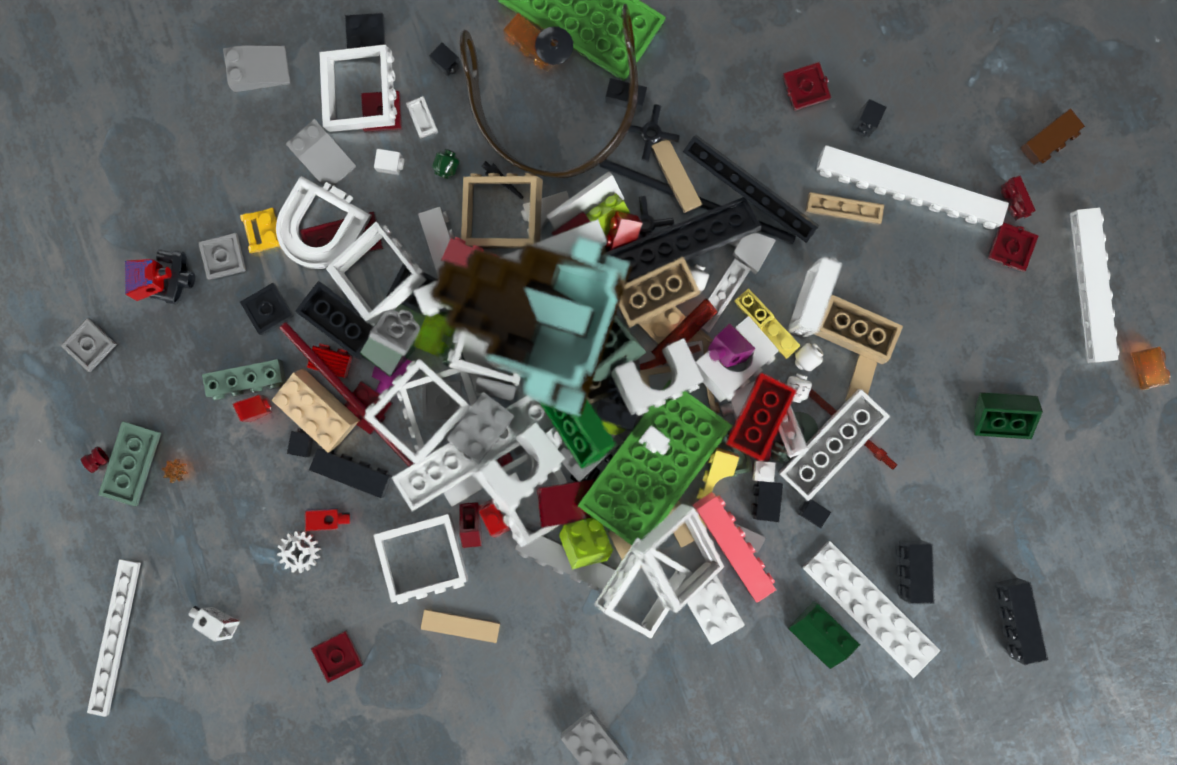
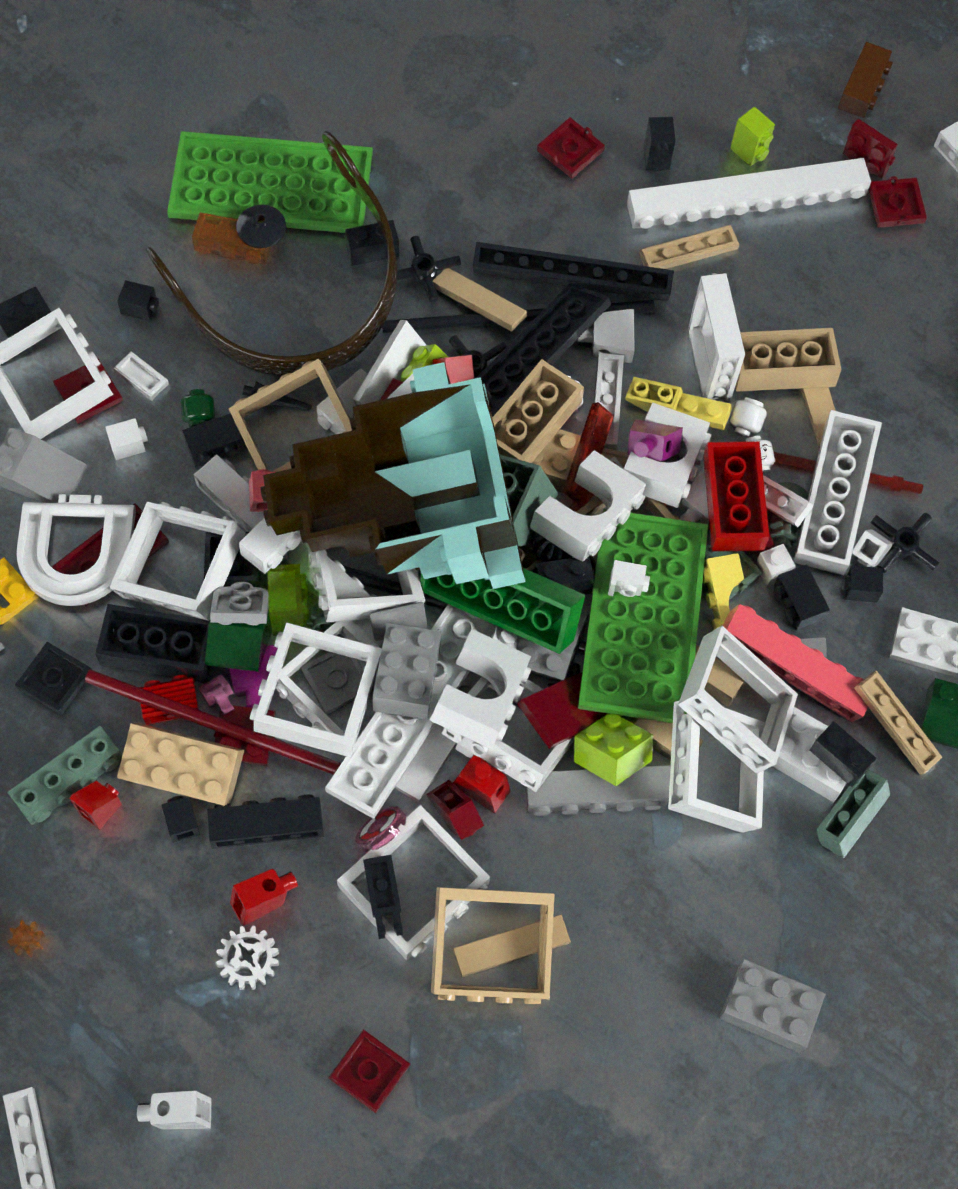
camera: 30 degrees left, 20 degrees down
(360, 372) = (217, 692): none -> bright pink plate
(395, 560) = (383, 892): none -> black hinge
(416, 519) = (381, 829): none -> clear pink tile
(443, 192) = (213, 438): none -> black brick
(458, 598) = (501, 994): none -> tan window
(713, 658) = (853, 813): none -> sand green brick
(724, 626) = (842, 754): none -> black brick
(777, 616) = (898, 722): none -> tan tile
(834, 493) = (872, 548): none -> white brick
(866, 499) = (909, 534): none -> black bar
(939, 146) = (752, 136): none -> lime brick

